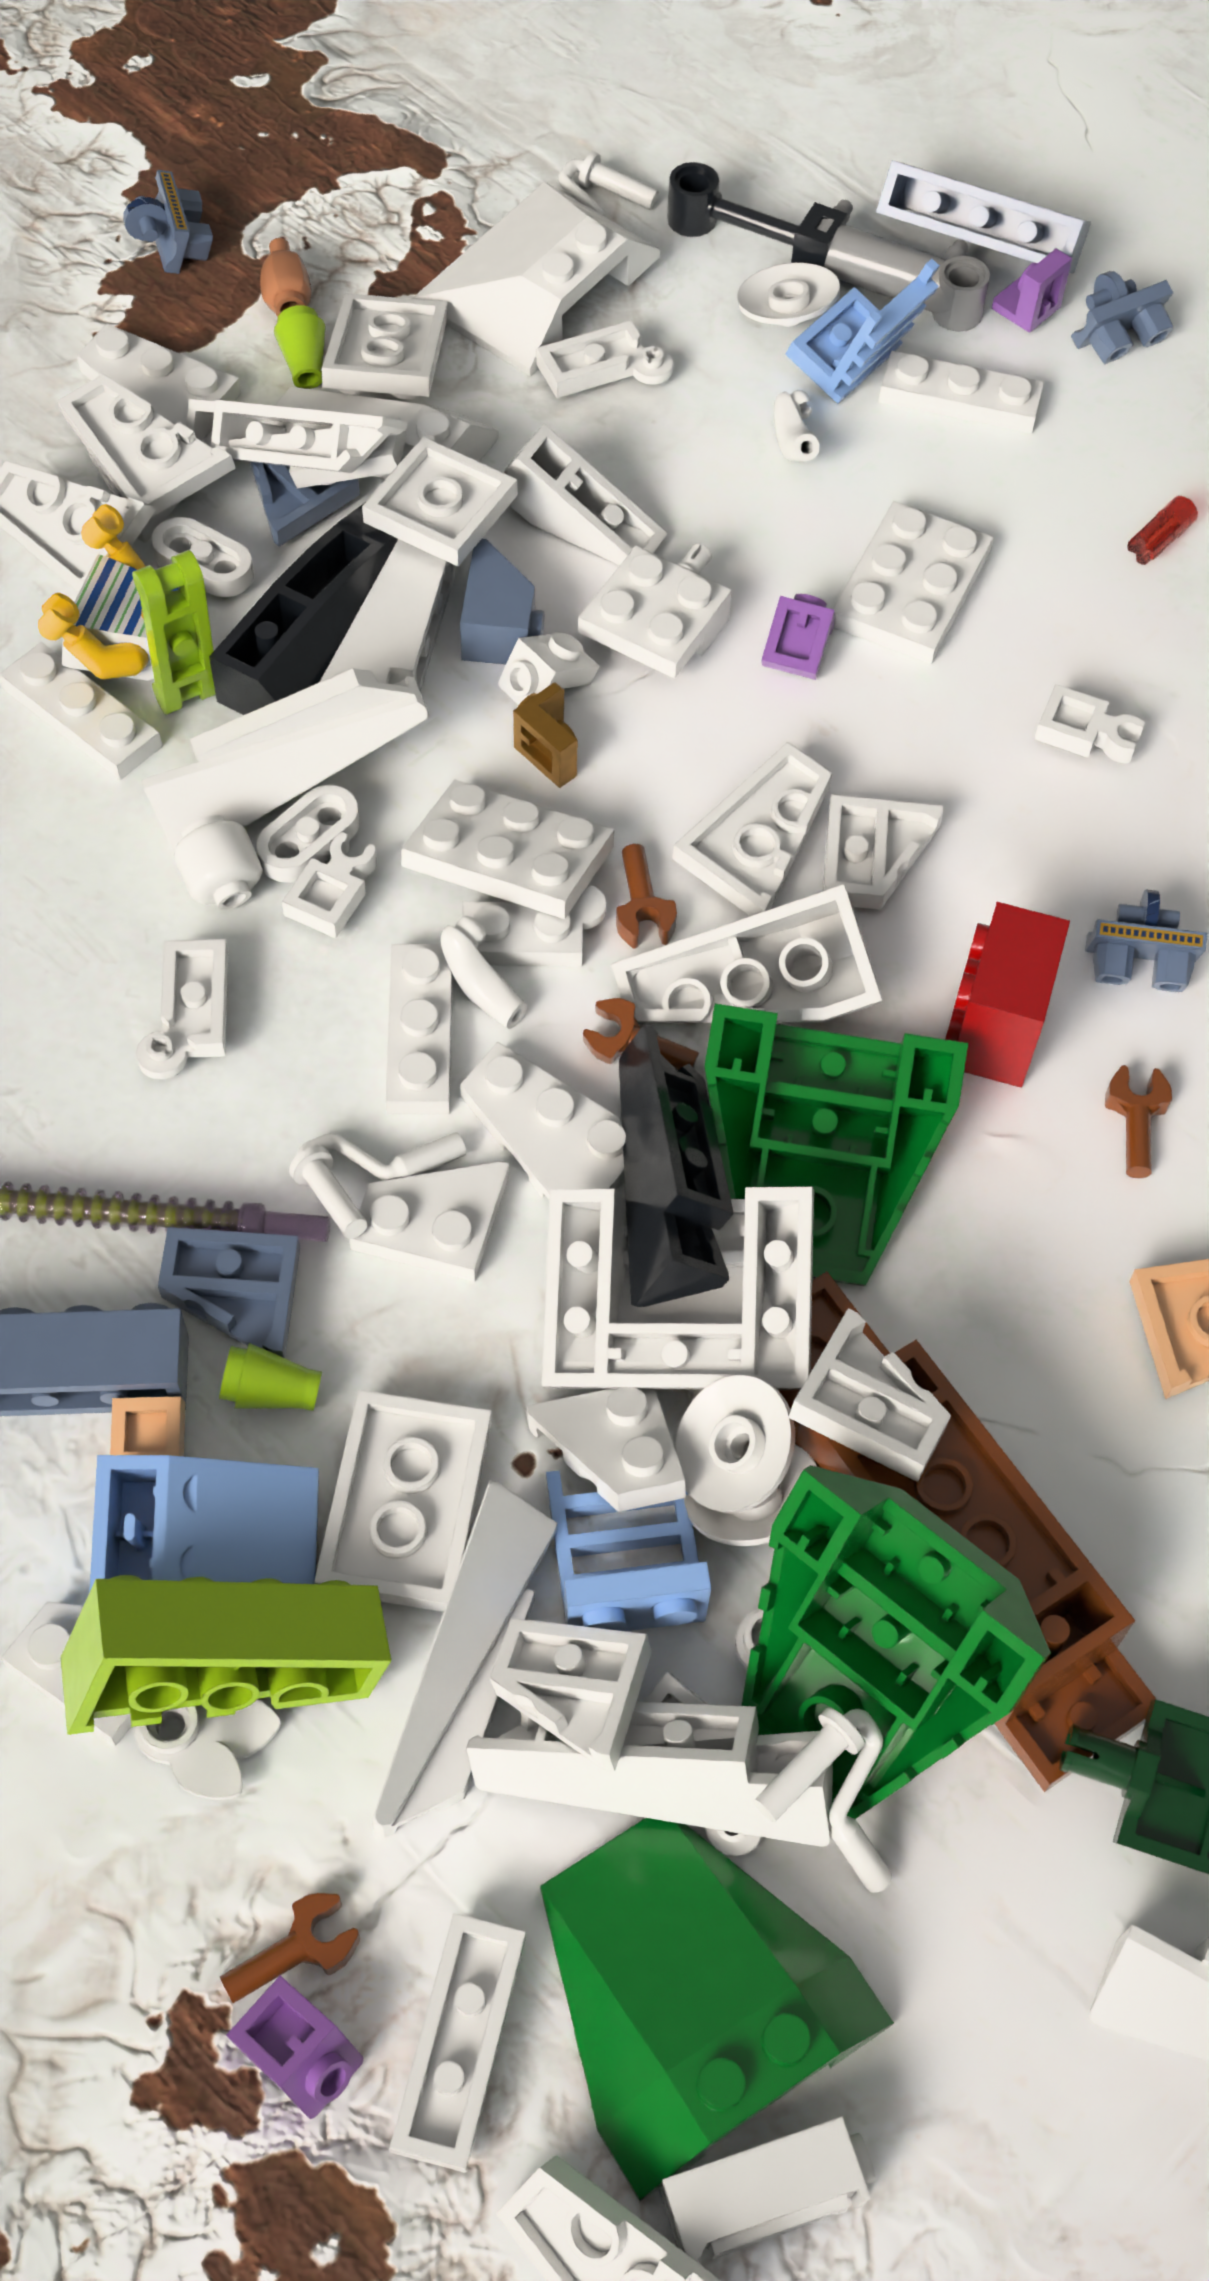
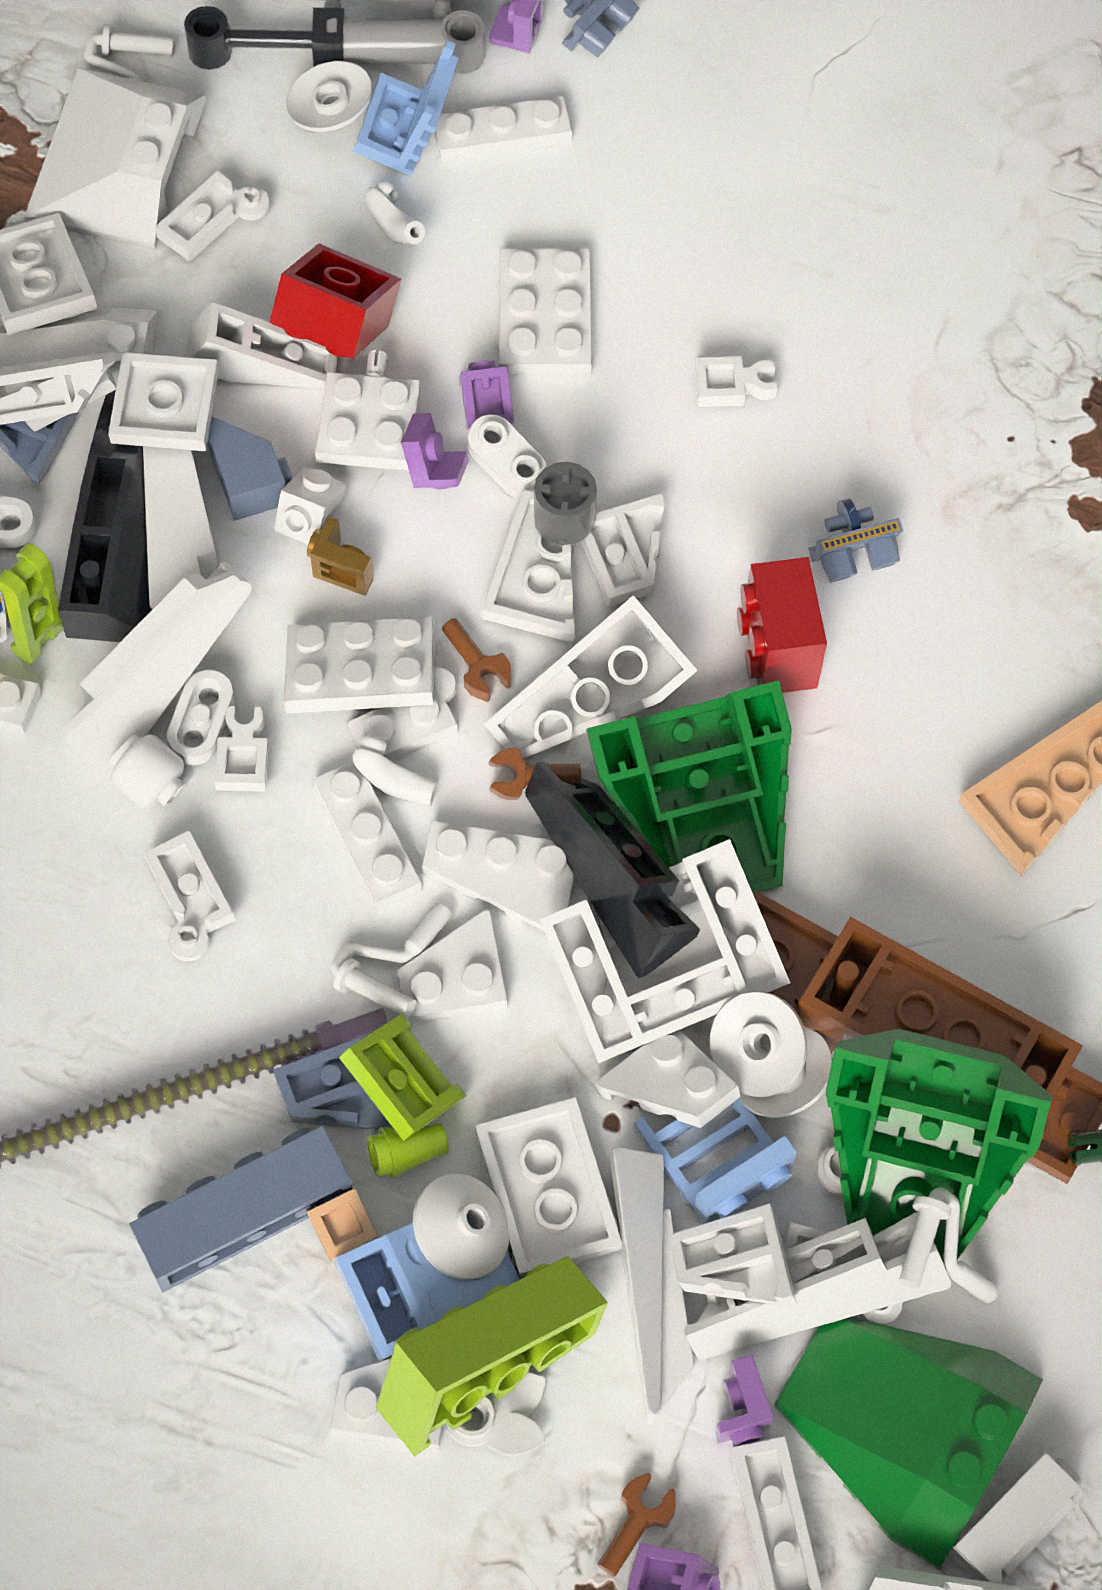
camera: 25 degrees left, 5 degrees up
(242, 1496) = (447, 1237): none -> white dish
(288, 1300) = (401, 1077): none -> lime plate
(507, 1856) = (746, 1394): none -> medium lavender bracket
(680, 477) = (334, 301): none -> red brick
(697, 665) = (426, 456): none -> medium lavender bracket
(788, 701) = (505, 456): none -> white plate
(821, 766) = (565, 503): none -> dark grey piece
(870, 1402) = (846, 976): white wing -> none
(1138, 1114) = (908, 674): dark orange bar -> none
(1163, 529) = (711, 189): clear red piece -> none

